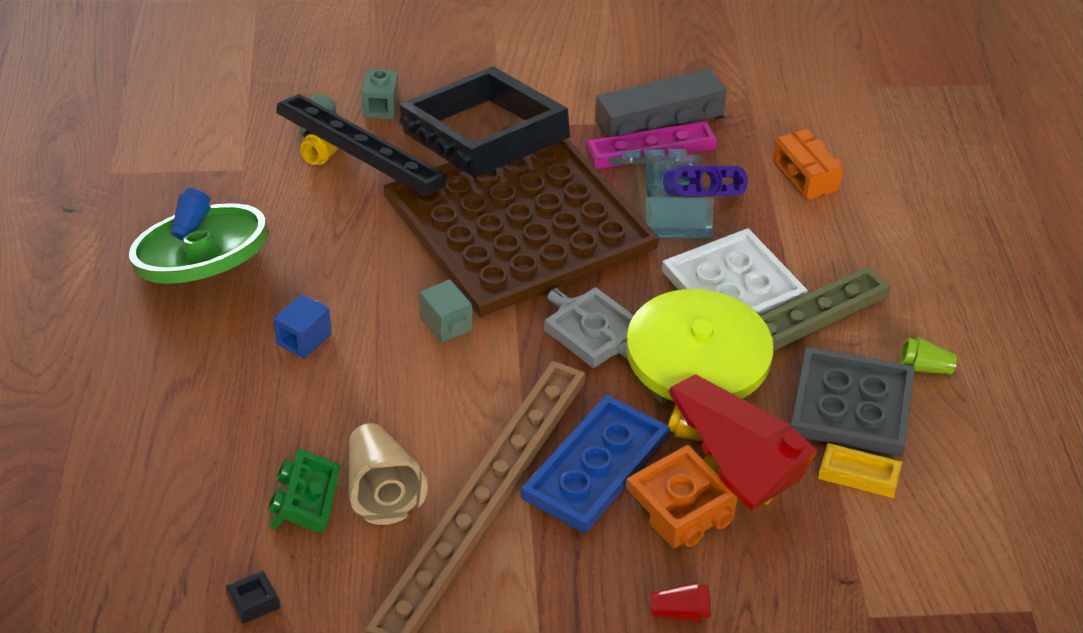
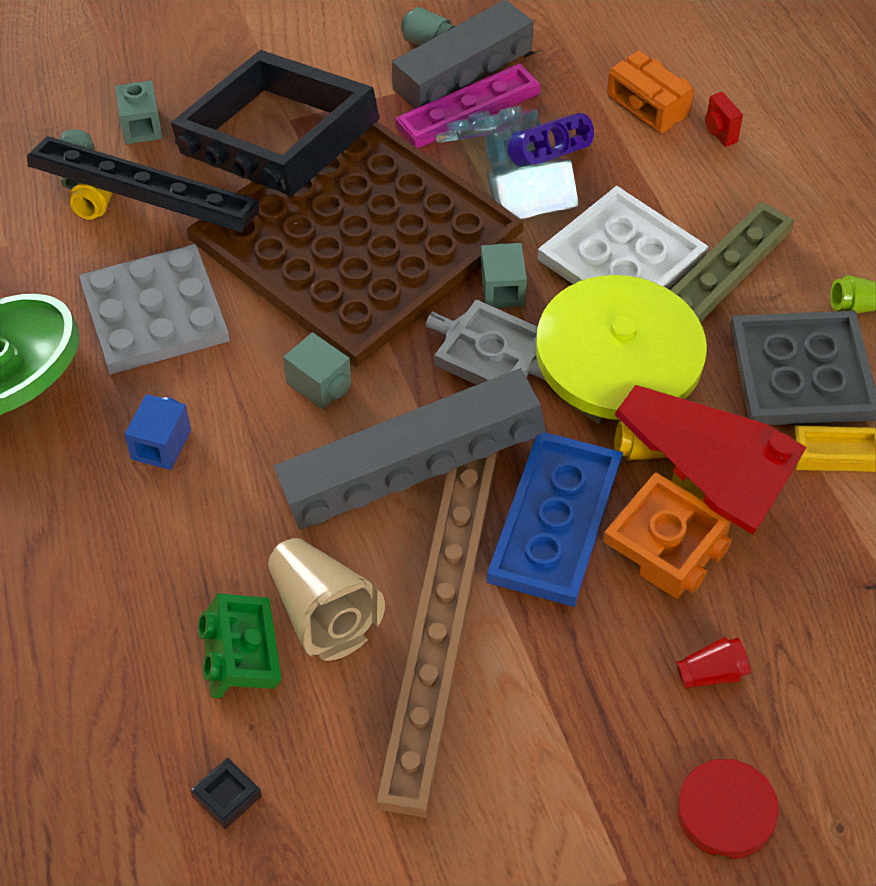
camera: 15 degrees left, 10 degrees up
(336, 239) = (153, 308): none -> light grey plate
(493, 381) = (410, 448): none -> dark grey brick
(625, 274) = (503, 275): none -> sand green brick
(635, 74) = (422, 26): none -> sand green brick
(861, 197) = (723, 119): none -> red plate

